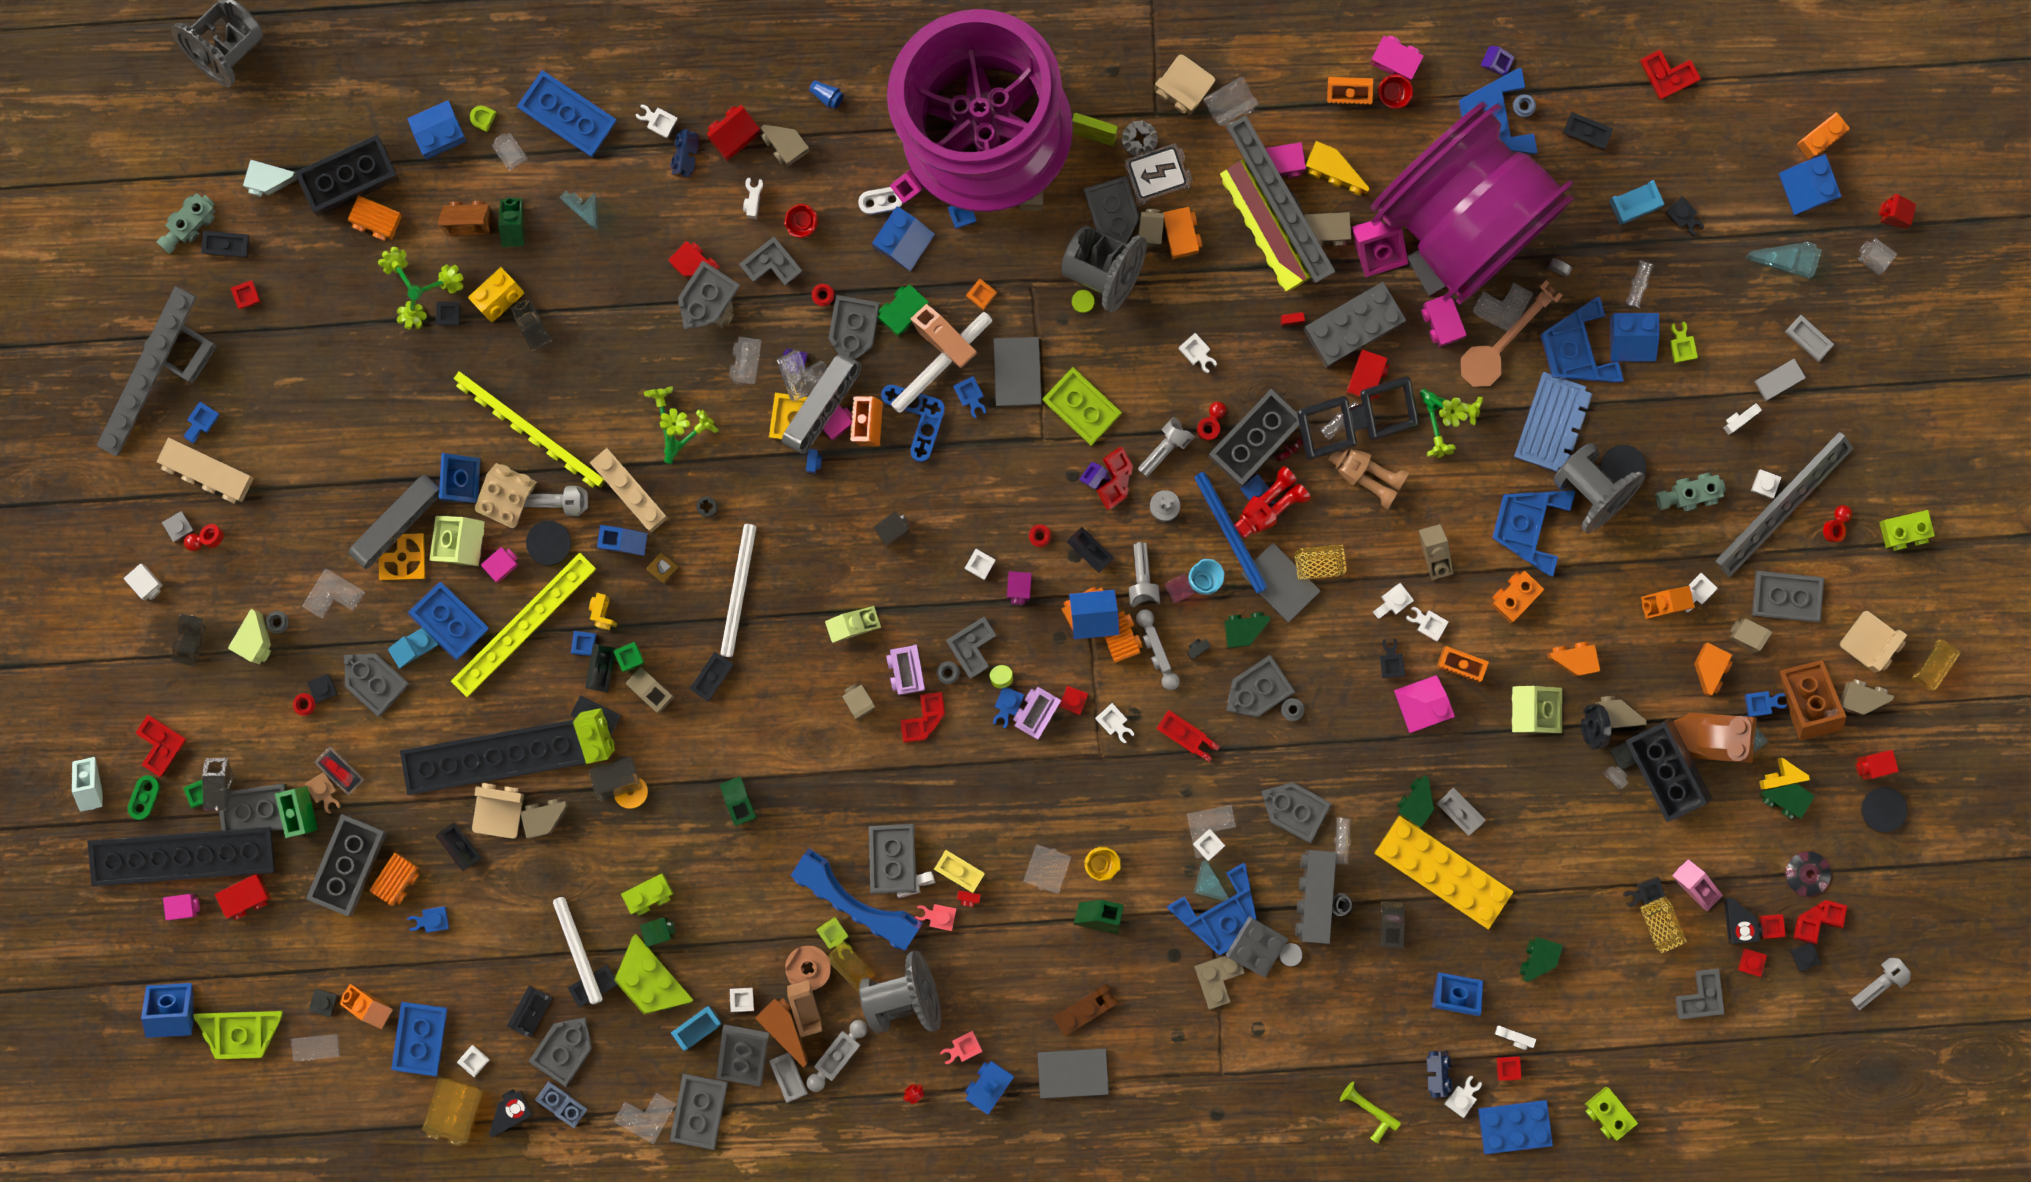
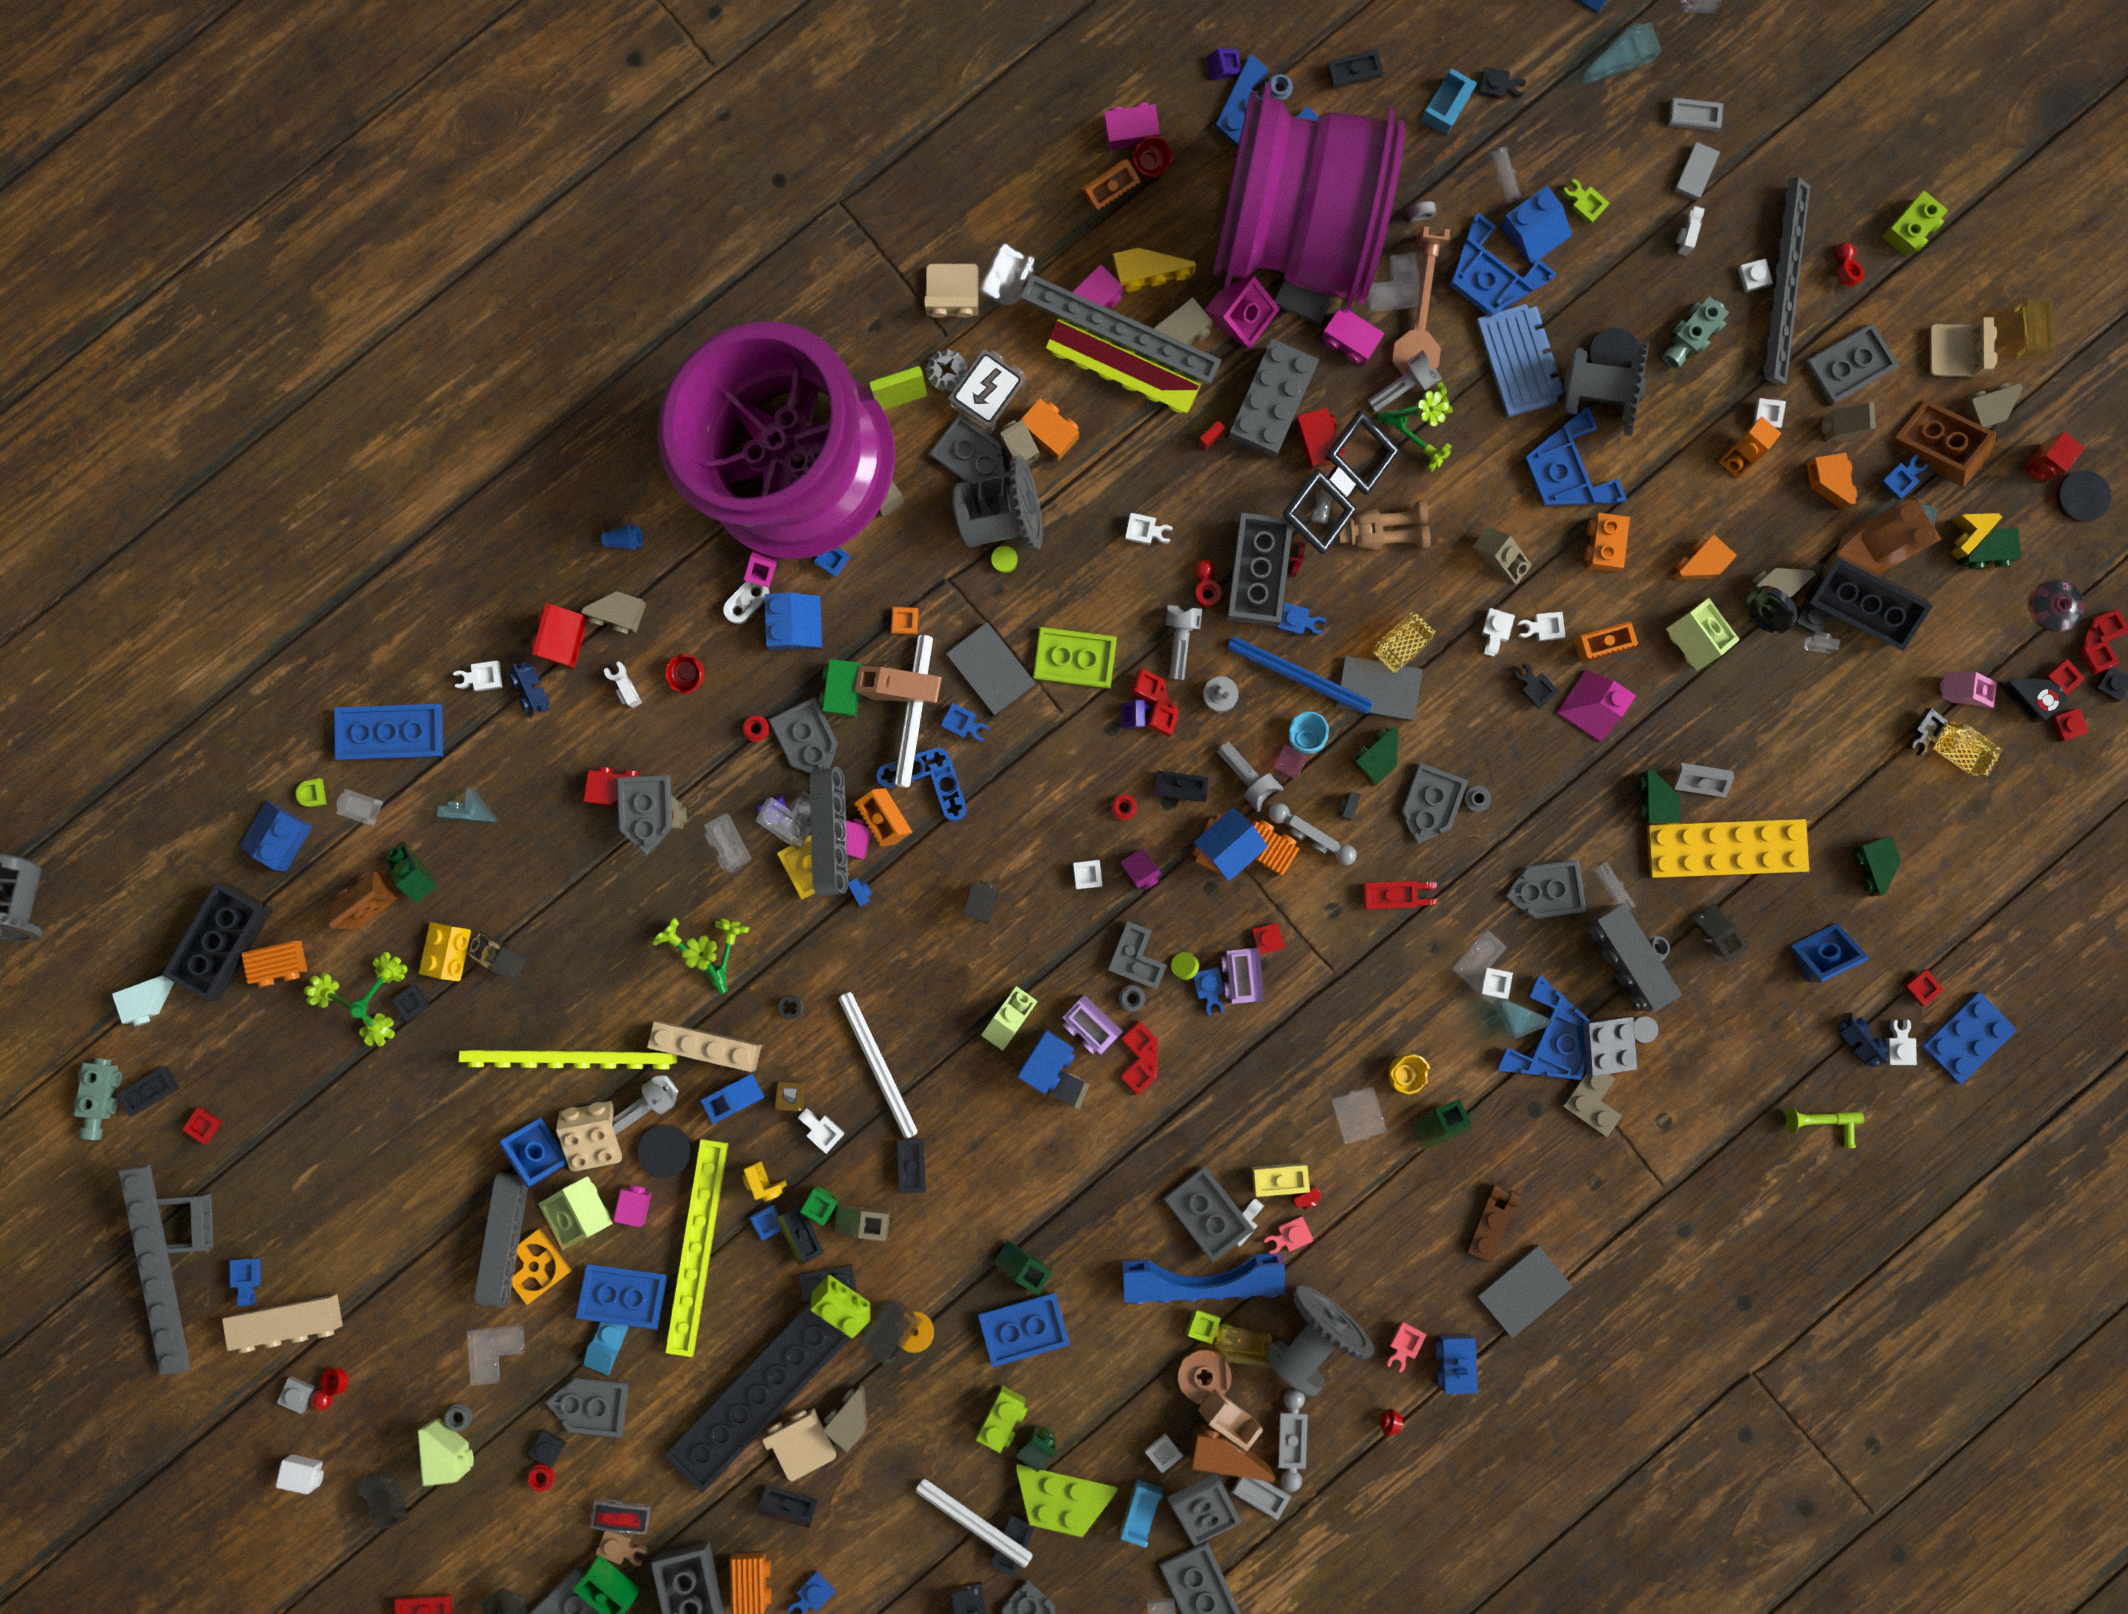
camera: 35 degrees left, 0 degrees up
(667, 609) = (823, 1132): none -> white plate
(707, 845) = (1023, 1329): none -> blue plate
(773, 257) = (681, 727): dark grey plate -> none
(856, 671) = (1046, 1061): none -> blue slope
(1112, 720) = (1319, 931): white plate -> none
(1259, 516) = (1317, 639): red piece -> none
(1470, 381) = (1418, 373): none -> light grey piece
(1520, 1040) = (1915, 953): white plate -> none
(1610, 1114) = (2048, 960): lime brick -> none
(1707, 1000) = (2056, 787): dark grey plate -> none

